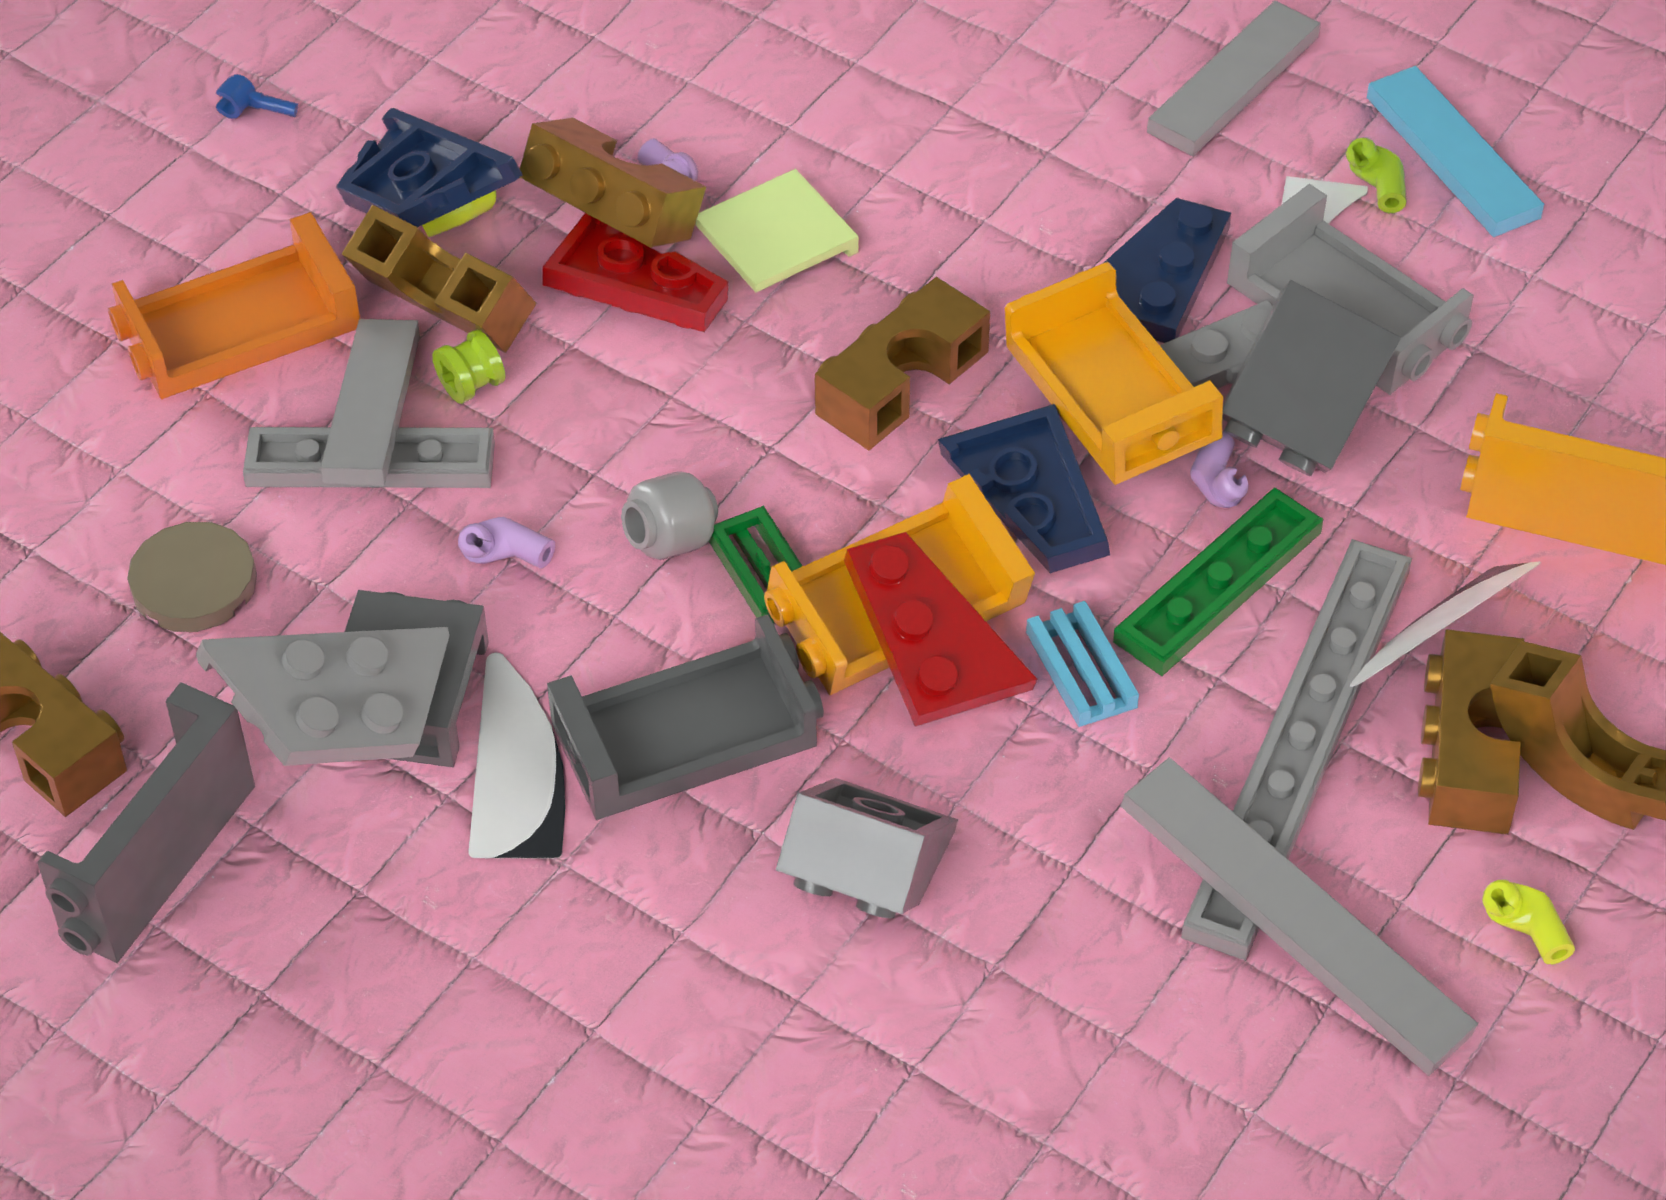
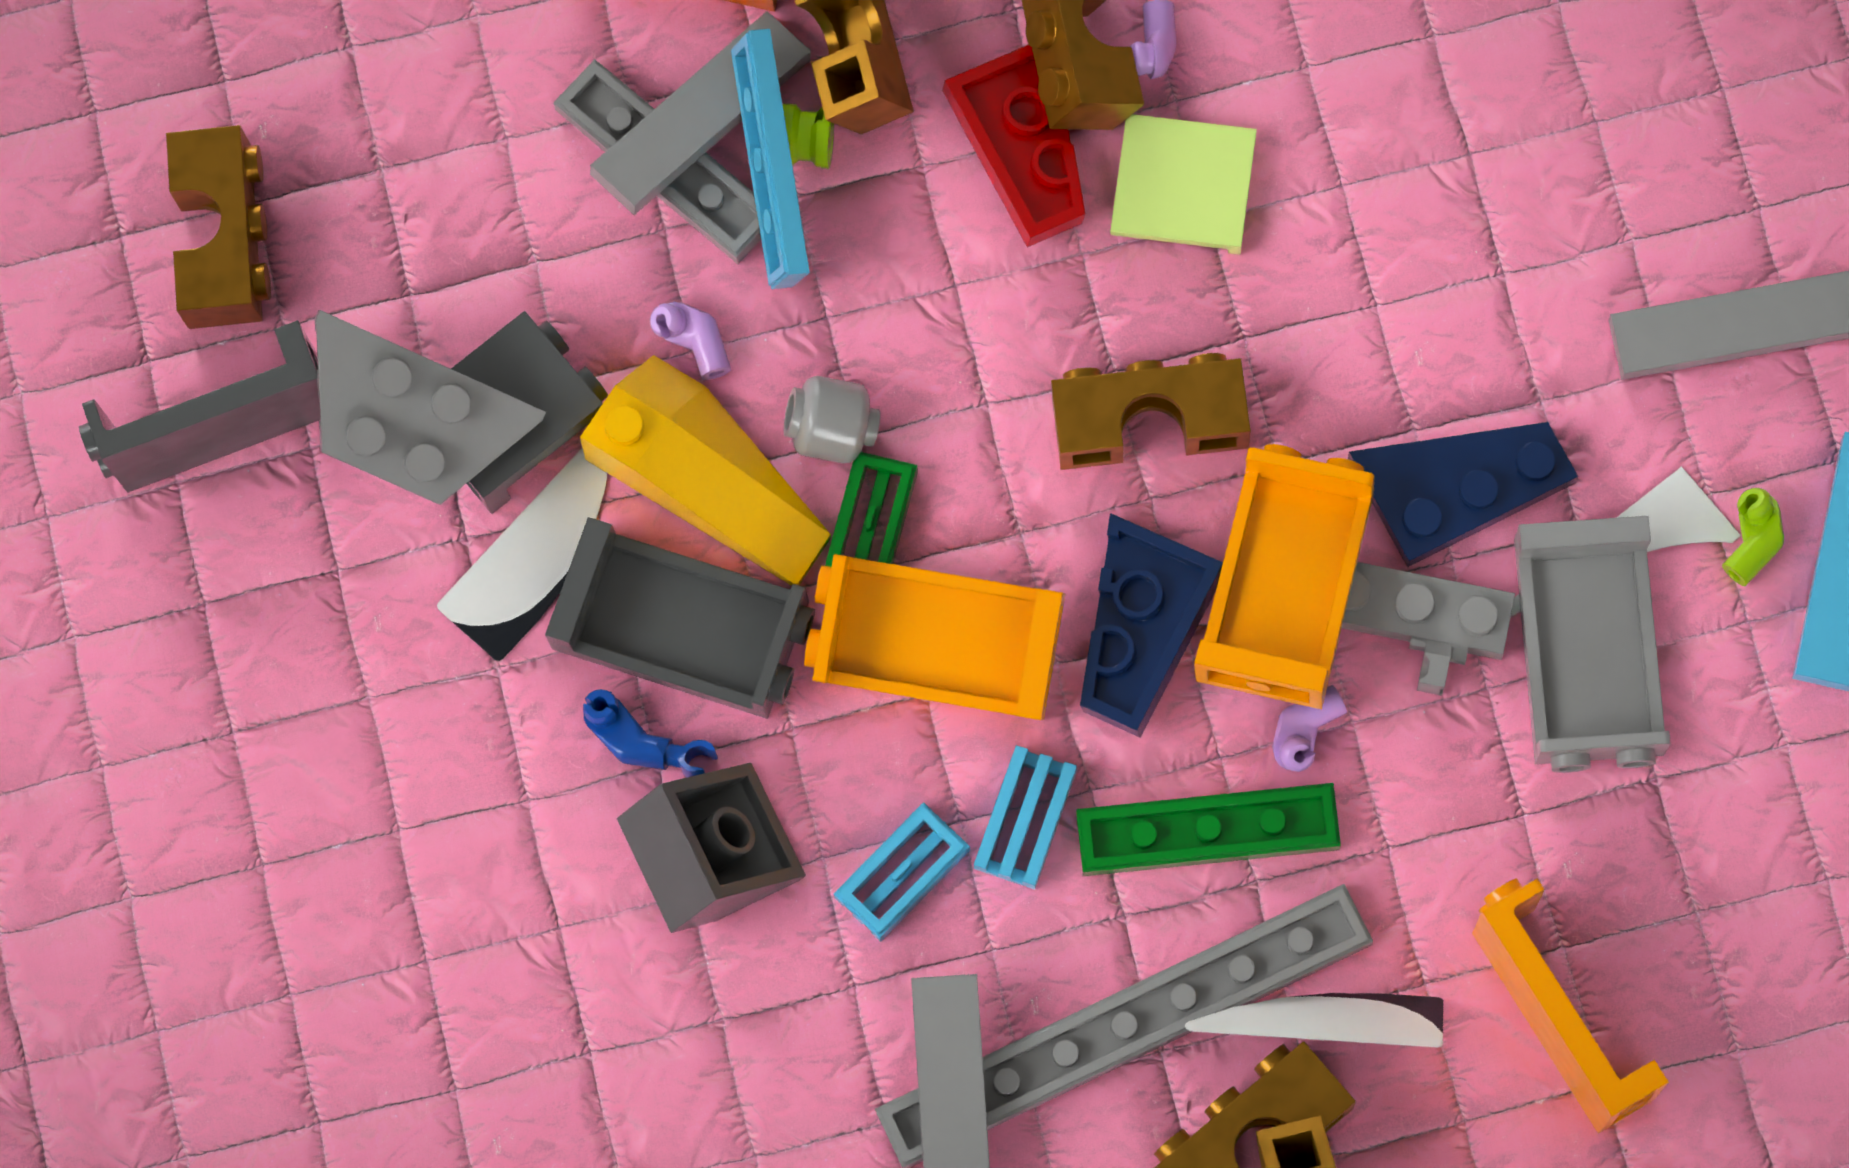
camera: 50 degrees right, 25 degrees up
(192, 576) = (440, 175): dark tan tile -> none
(461, 381) = (770, 159): none -> medium azure tile
(588, 621) = (694, 460): none -> yellow wedge
(729, 829) = (631, 744): none -> blue arm
(930, 633) = (922, 704): red wing -> none
(1027, 805) = (864, 911): none -> medium azure tile
(1307, 379) = (1440, 714): dark grey slope -> none

